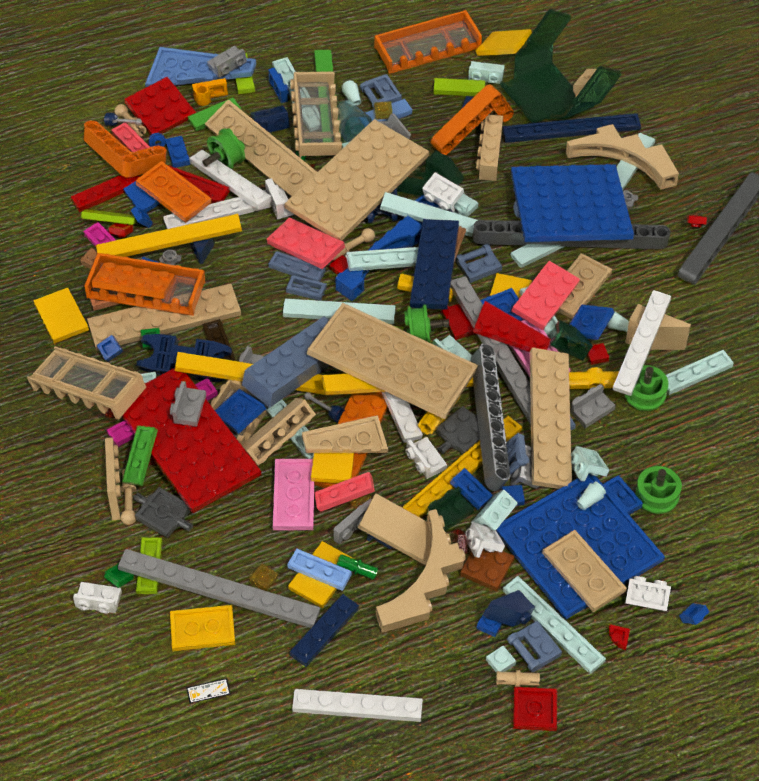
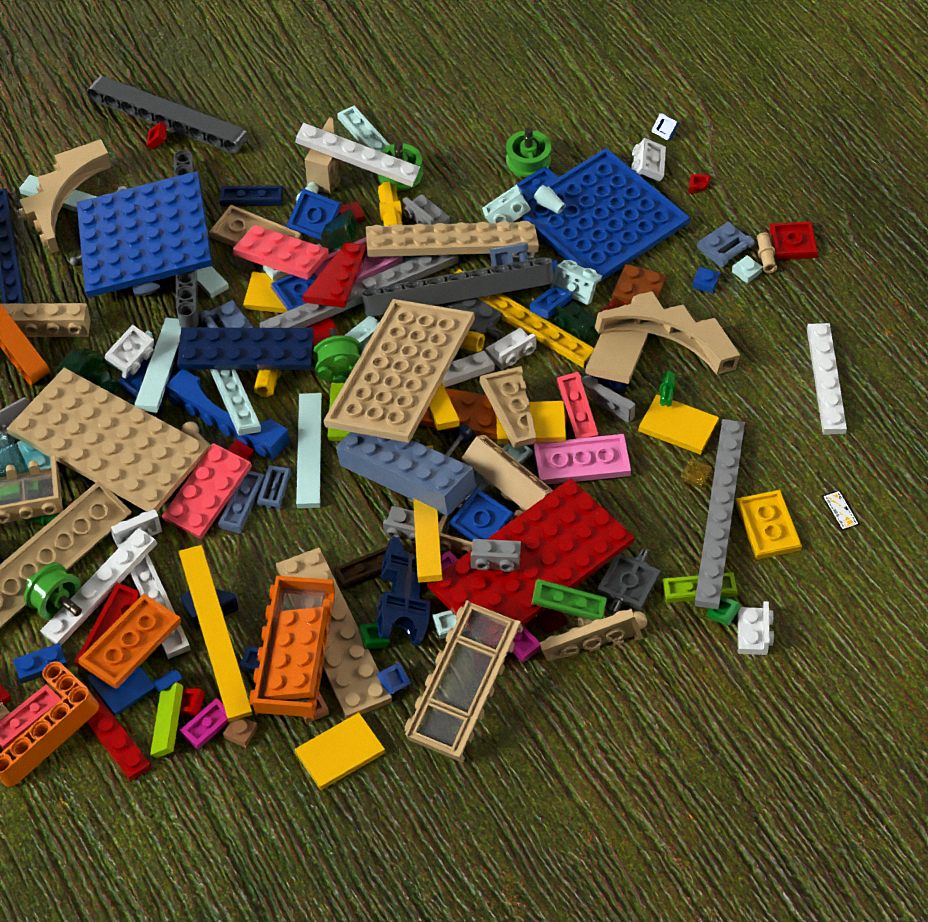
camera: 95 degrees left, 0 degrees up
(157, 137) = (23, 687): blue plate -> none
(170, 257) = (238, 633): light grey plate -> none
(319, 569) = (678, 422): light blue tile -> none
(324, 630) = (754, 417): dark blue plate -> none
(481, 537) = (617, 283): white bracket -> none
(510, 609) = (692, 257): dark blue slope -> none
(559, 628) = (699, 228): light aqua tile -> none
(584, 570) = (636, 204): tan tile -> none
(624, 285) = (251, 196): none -> dark blue tile

